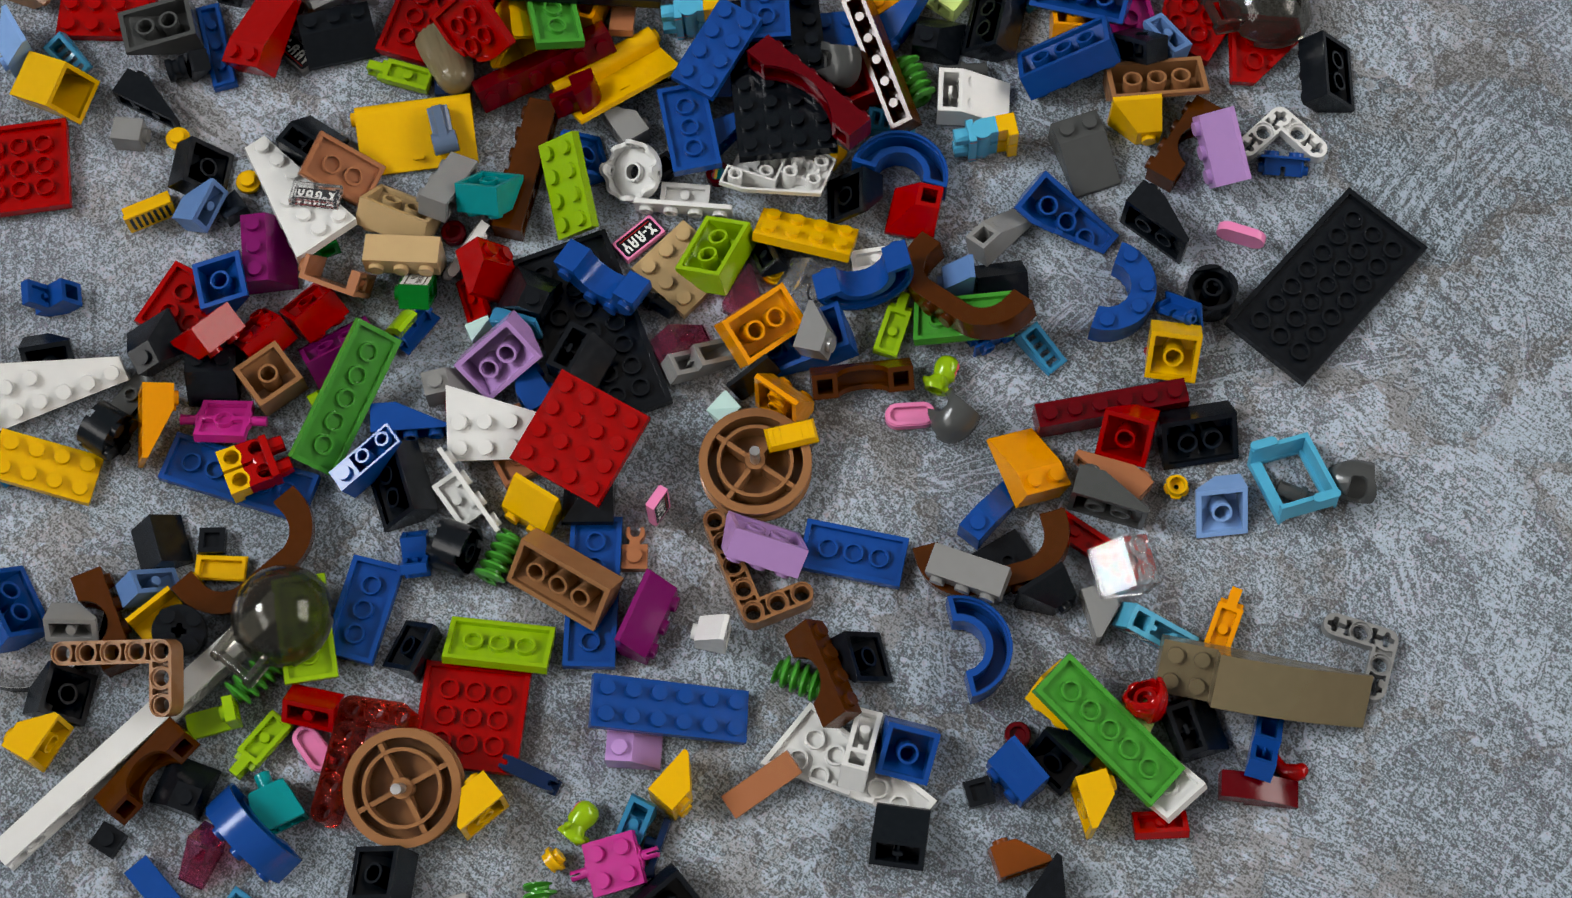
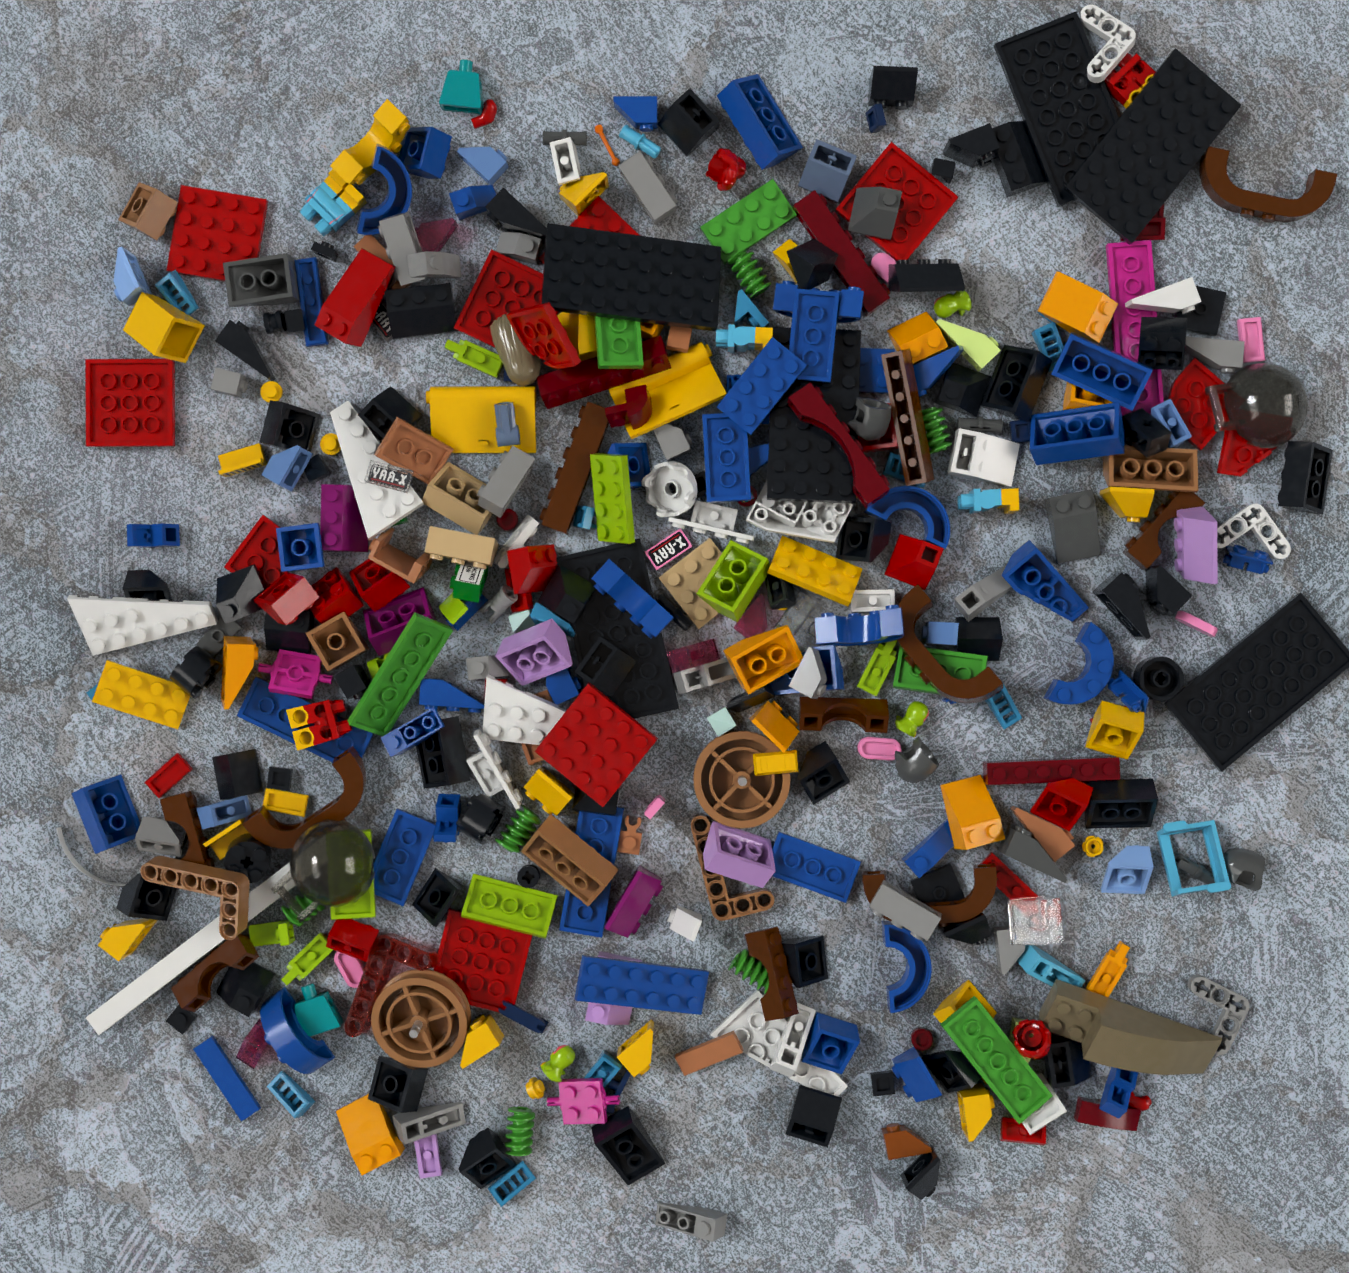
camera: 10 degrees right, 20 degrees up
(80, 557) = (168, 775): none -> red tile
(289, 413) = (353, 681): none -> black brick
(454, 314) = (500, 602): none -> light grey hinge
(488, 193) = (541, 495): teal slope -> none
(521, 615) = (528, 872): none -> black wheel
(539, 217) = (584, 517): none -> dark azure tile
(848, 447) = (821, 773): none -> black slope
(1008, 71) = (1020, 431): none -> dark blue tile
(1197, 201) = (1164, 591): none -> black slope

